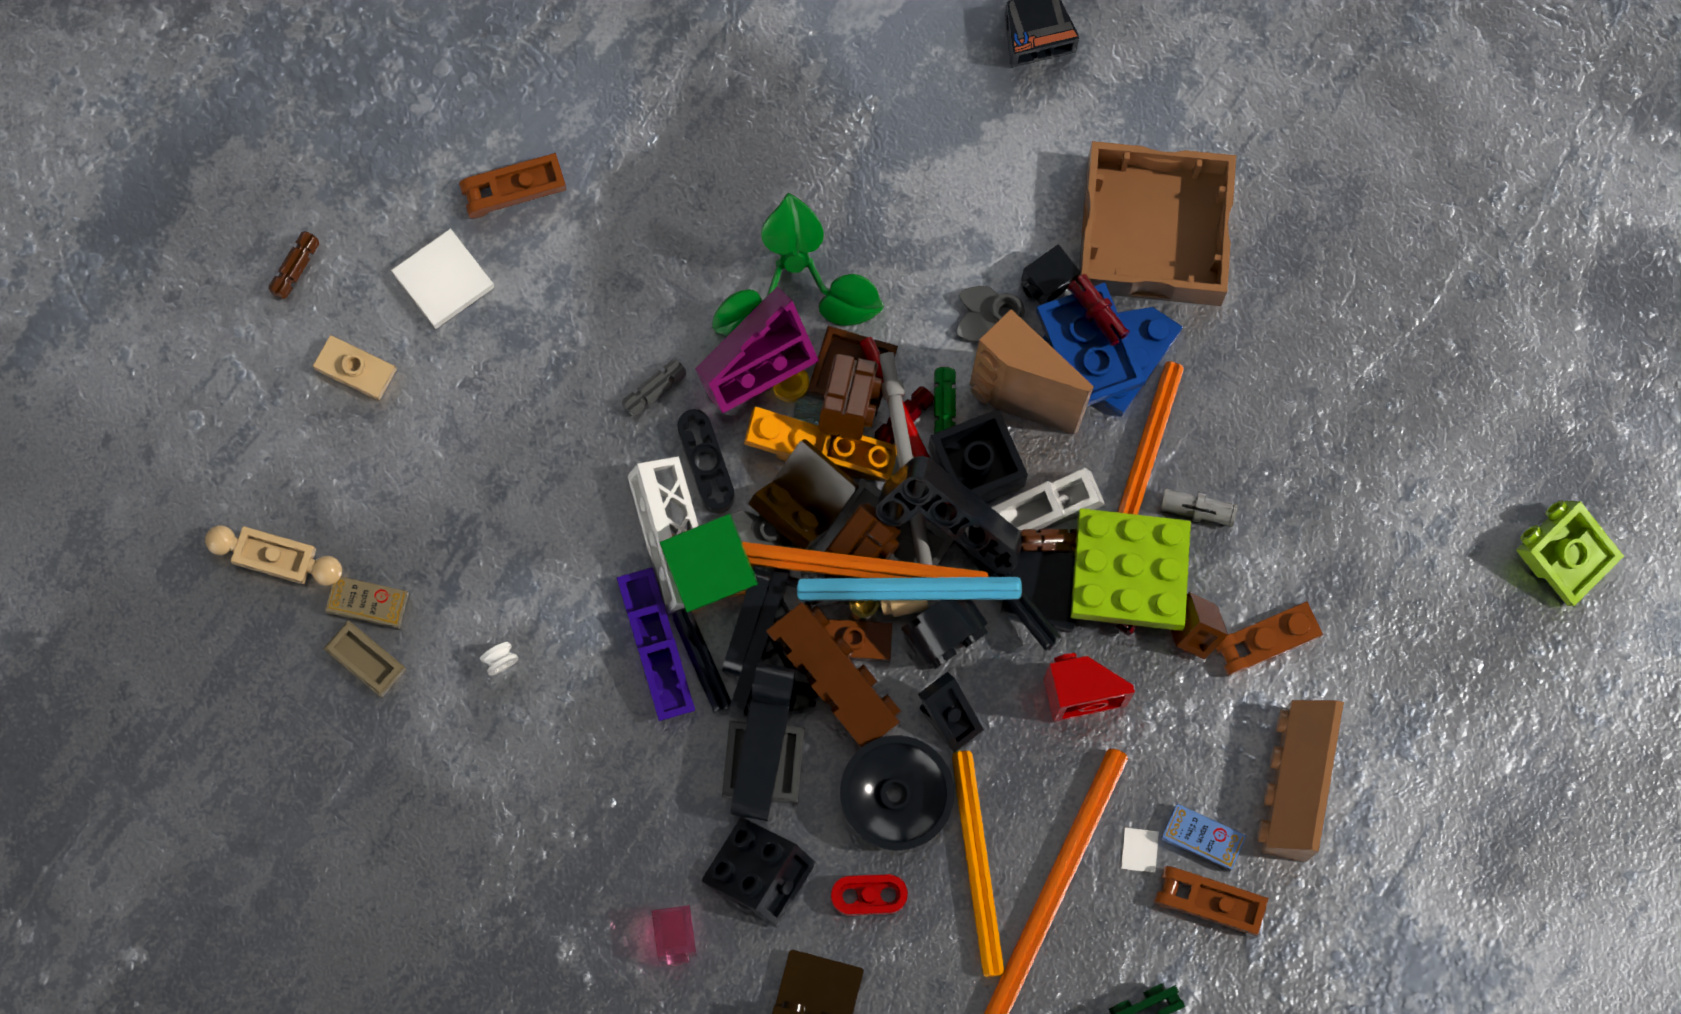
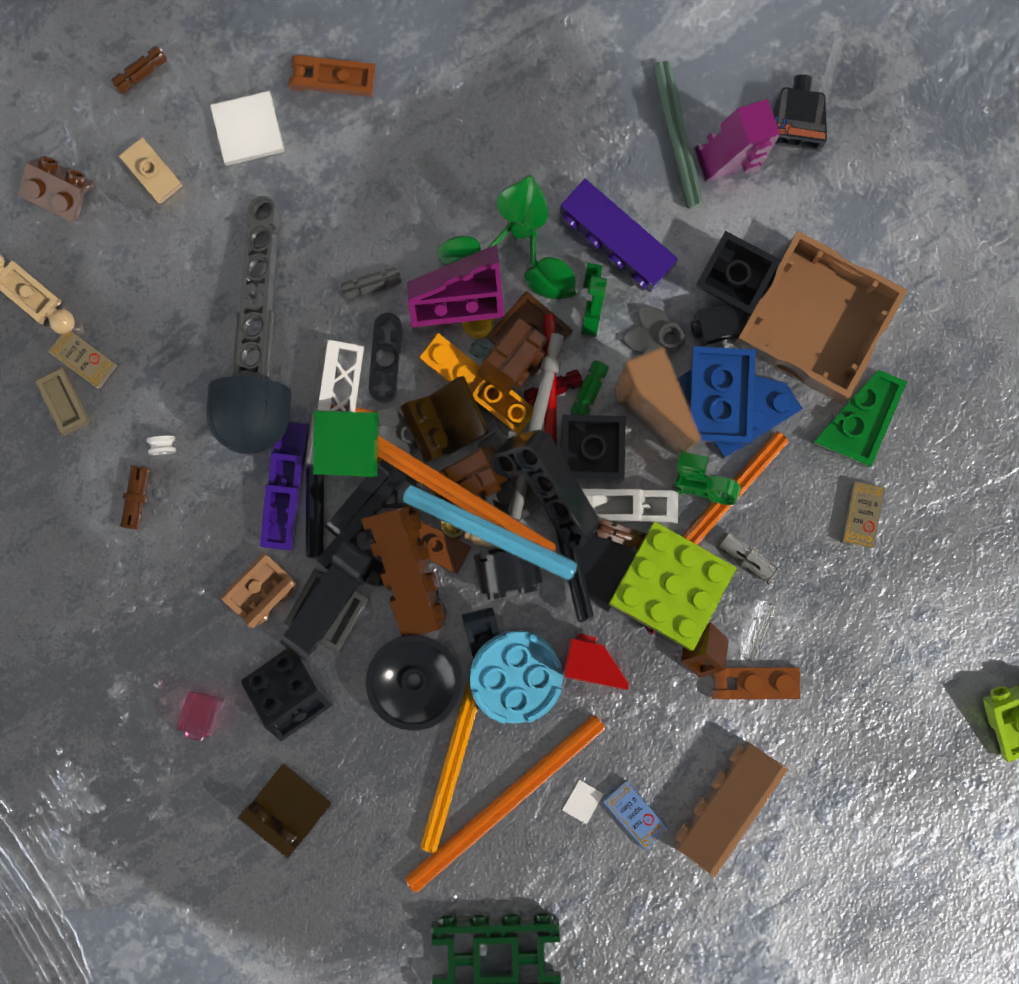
camera: 25 degrees right, 10 degrees up
(255, 429) = (54, 187): none -> reddish brown bracket
(493, 729) = (135, 497): none -> reddish brown pin
(583, 568) = (248, 408): none -> piece
(679, 769) = (258, 590): none -> medium nougat bracket
(868, 892) = (360, 749): red plate -> none
(901, 227) = (617, 236): none -> dark purple brick
(906, 288) = (596, 288): none -> green piece
(917, 95) = (678, 134): none -> sand green axle
(991, 76) = (742, 142): none -> magenta wedge
(1006, 741) = (516, 677): none -> medium azure tile
(1048, 210) = (738, 273): none -> black slope
(1098, 310) = (739, 370): dark red pin -> none
(1102, 449) = (694, 482): none -> green piece
(1212, 901) = (619, 868): dark orange plate -> none
(1245, 582) = (759, 631): none -> clear axle
(1253, 312) = (864, 420): none -> green wing
(1299, 412) = (862, 515): none -> dark tan tile

